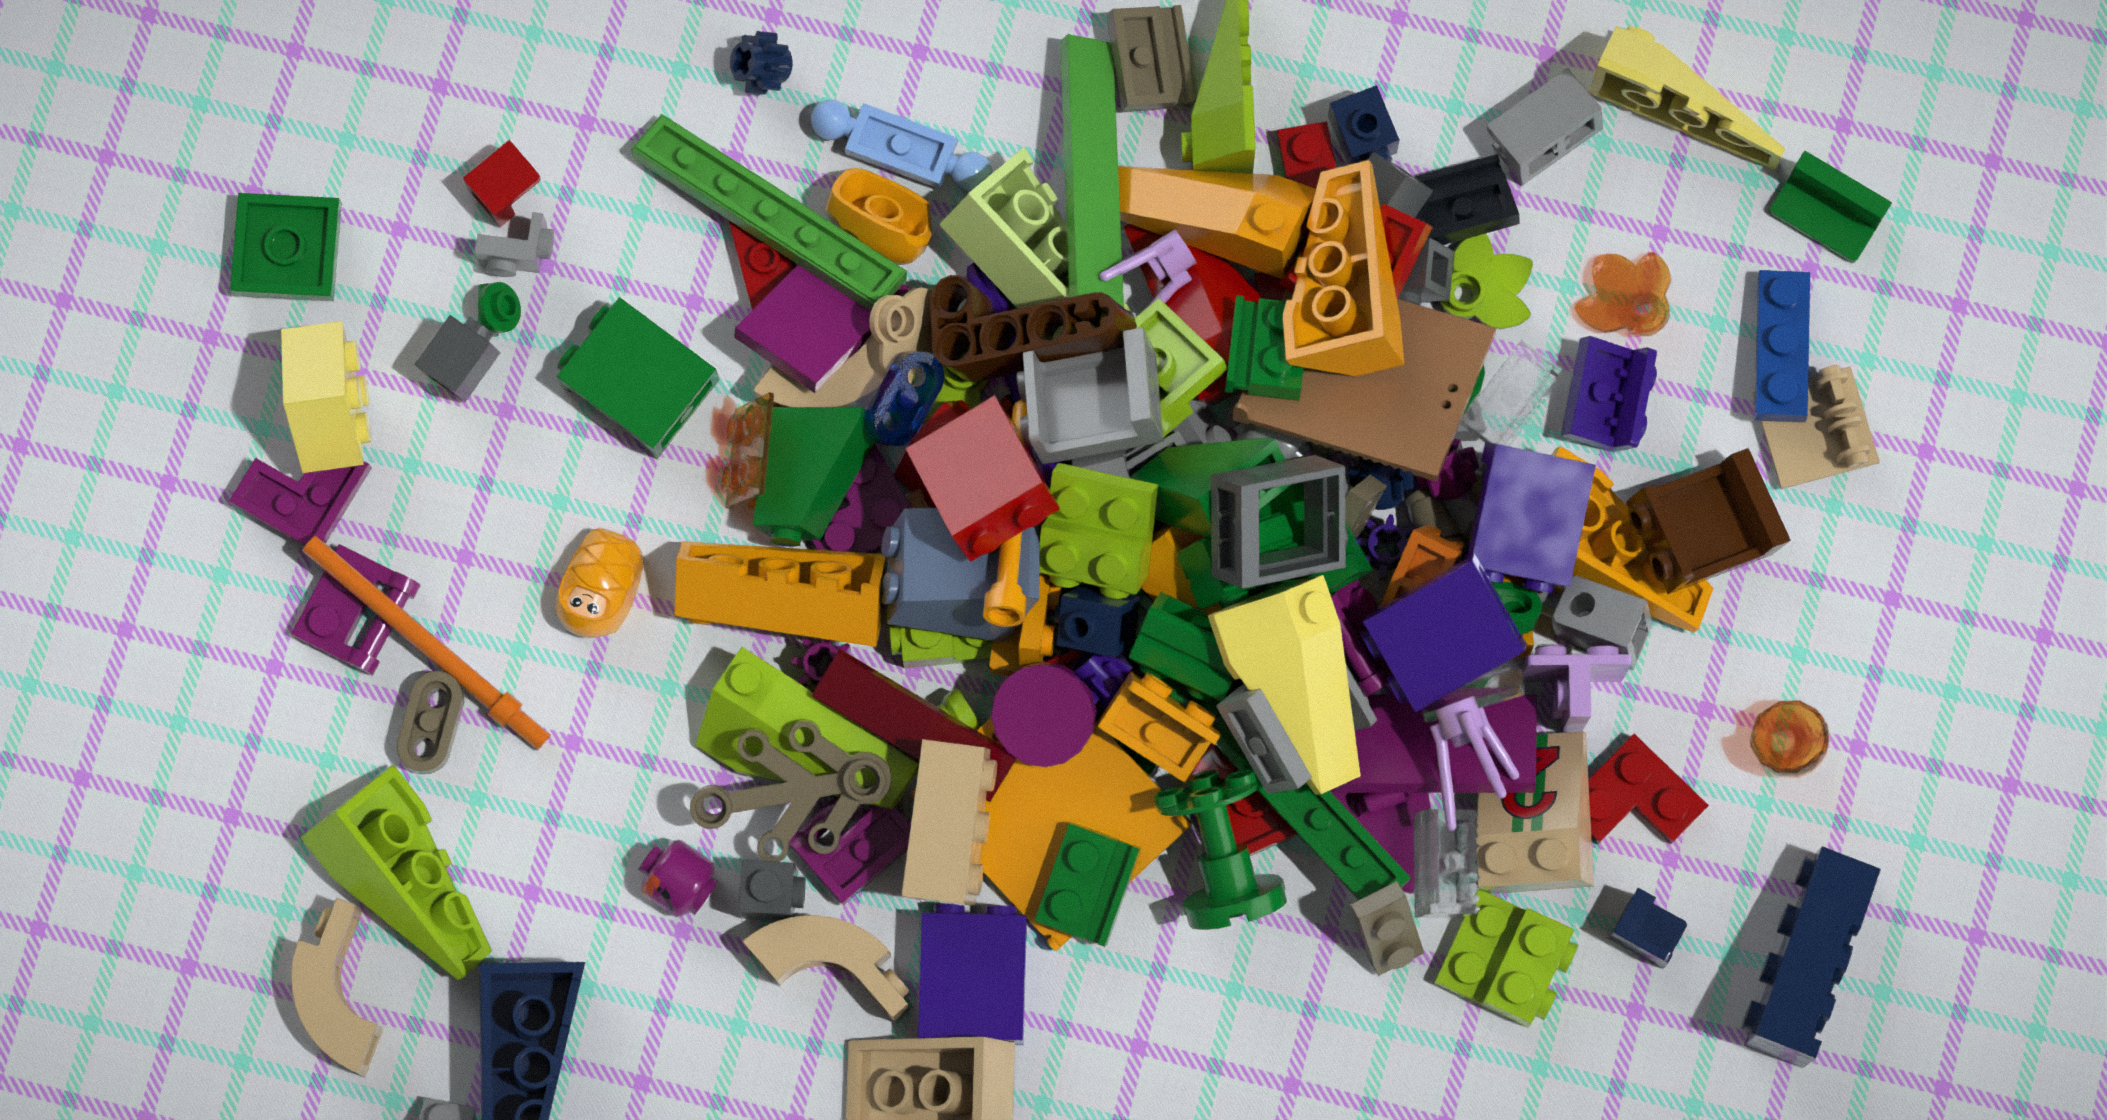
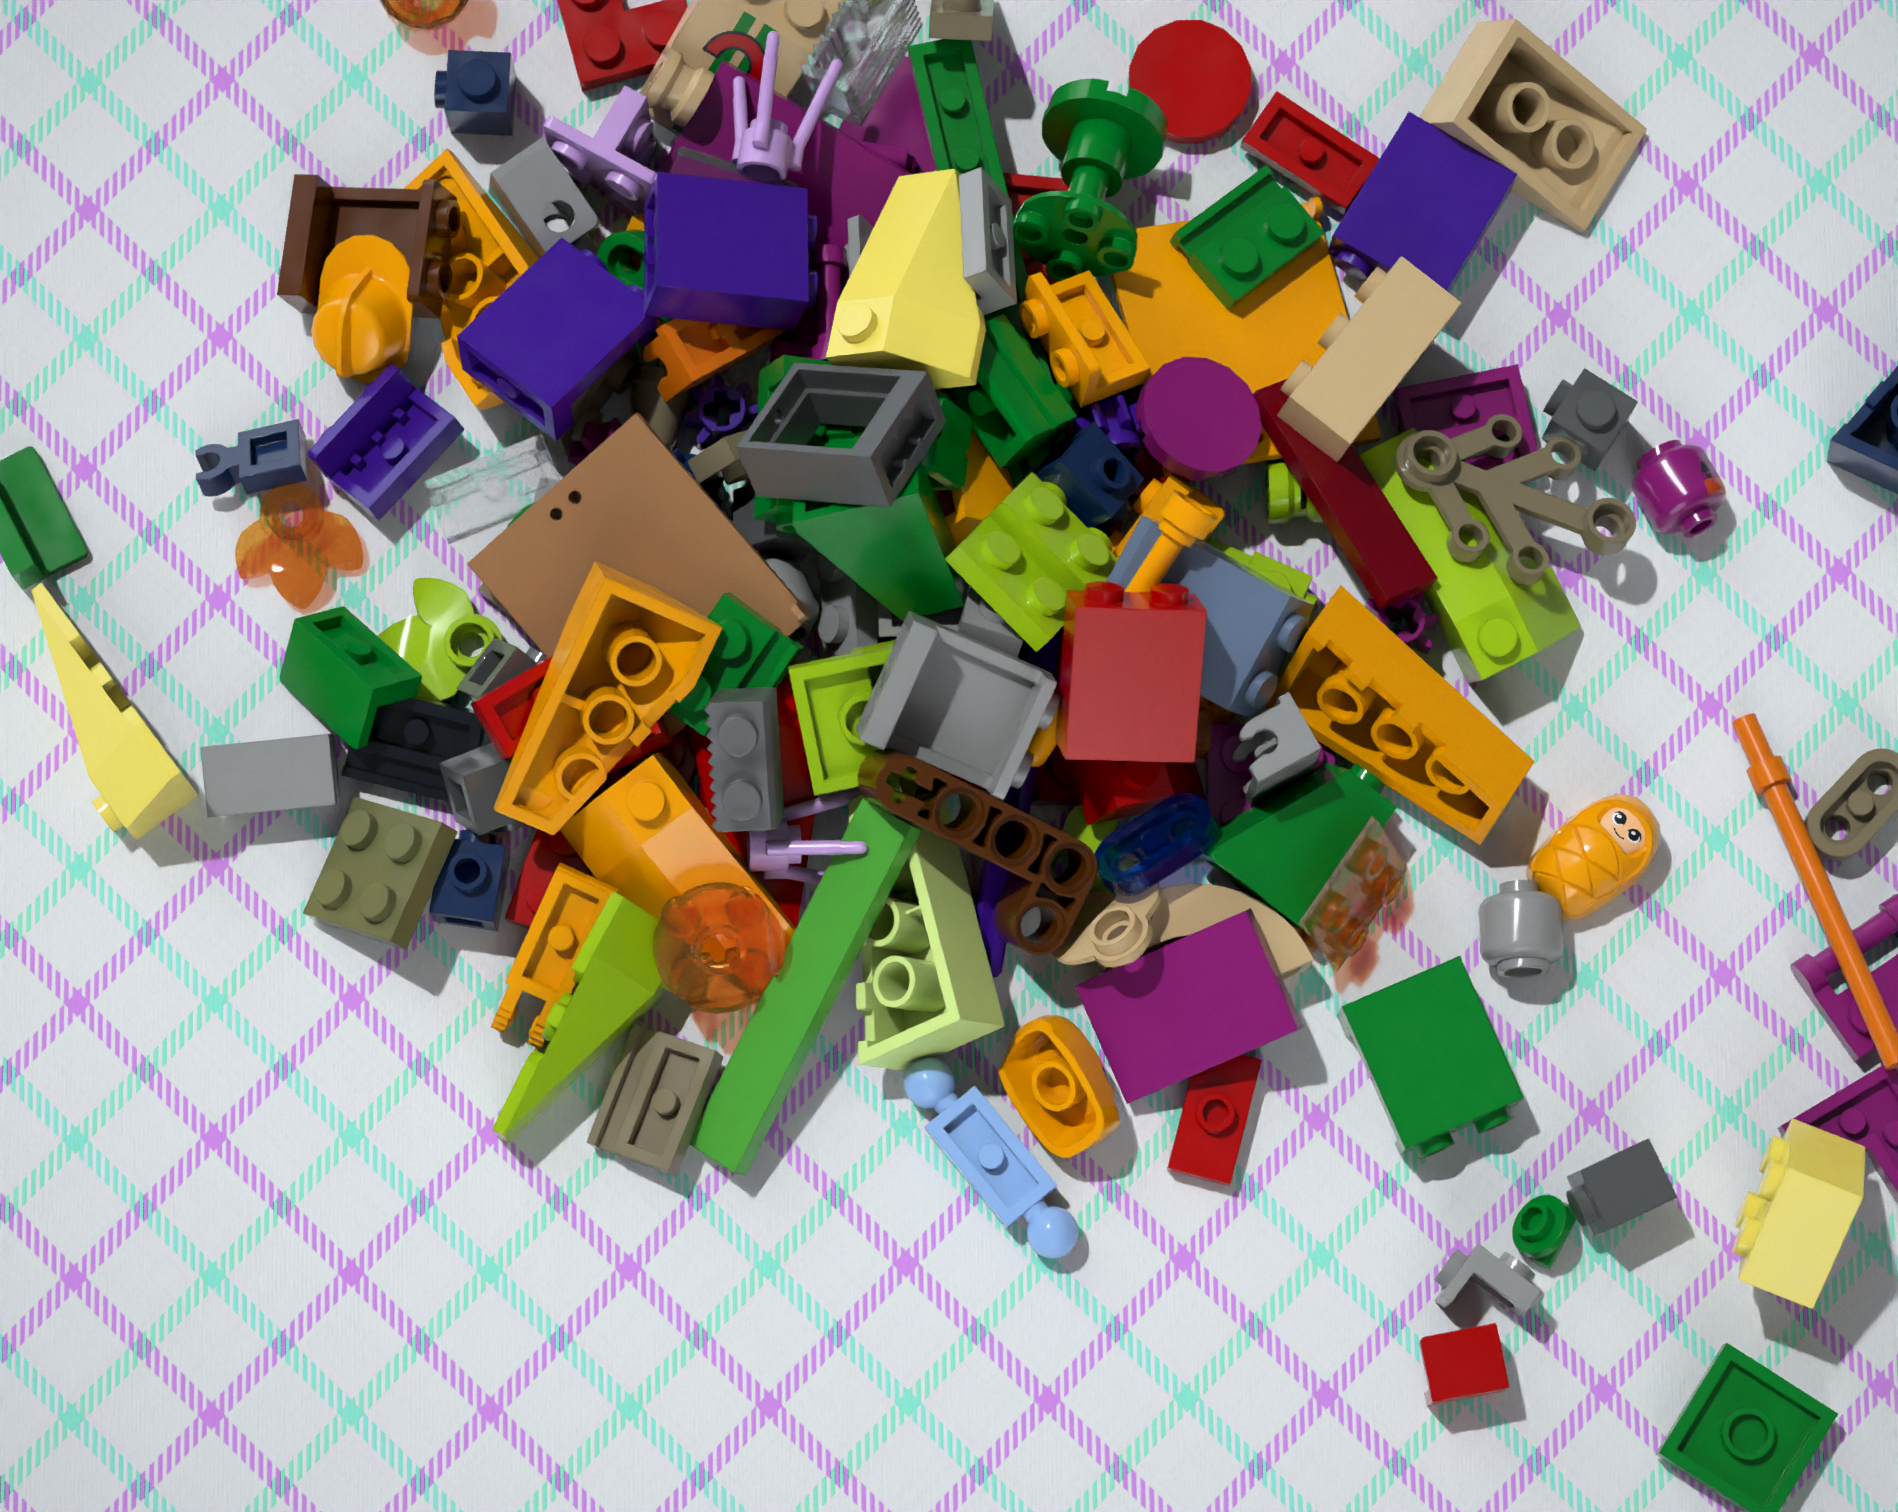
camera: 155 degrees left, 0 degrees up
(621, 497) = (1521, 930): none -> light grey head
(761, 62) = (1095, 1339): dark blue gear -> none
(768, 213) = (1184, 1158): bright green tile -> none
(829, 942) = (1550, 328): tan arch -> none
(852, 509) = (1281, 751): none -> light grey hinge
(1079, 980) = (1309, 152): none -> red plate
(1177, 183) = (748, 967): none -> clear orange plate
(1198, 988) = (1194, 77): none -> red tile
(1218, 286) = (745, 759): none -> flat silver brick
(1278, 114) = (552, 946): none -> light orange hinge
(1427, 97) = (380, 872): none -> olive plate
(1535, 220) = (344, 672): none -> green panel
(1556, 747) = (677, 87): none -> tan wheel
(1683, 471) = (363, 308): none -> light orange piece
(1686, 335) = (260, 461): none -> dark blue plate
(1701, 680) = (477, 92): none -> dark blue brick
(1782, 346) = (168, 394): blue plate -> none
(1832, 438) = (188, 292): tan hinge -> none

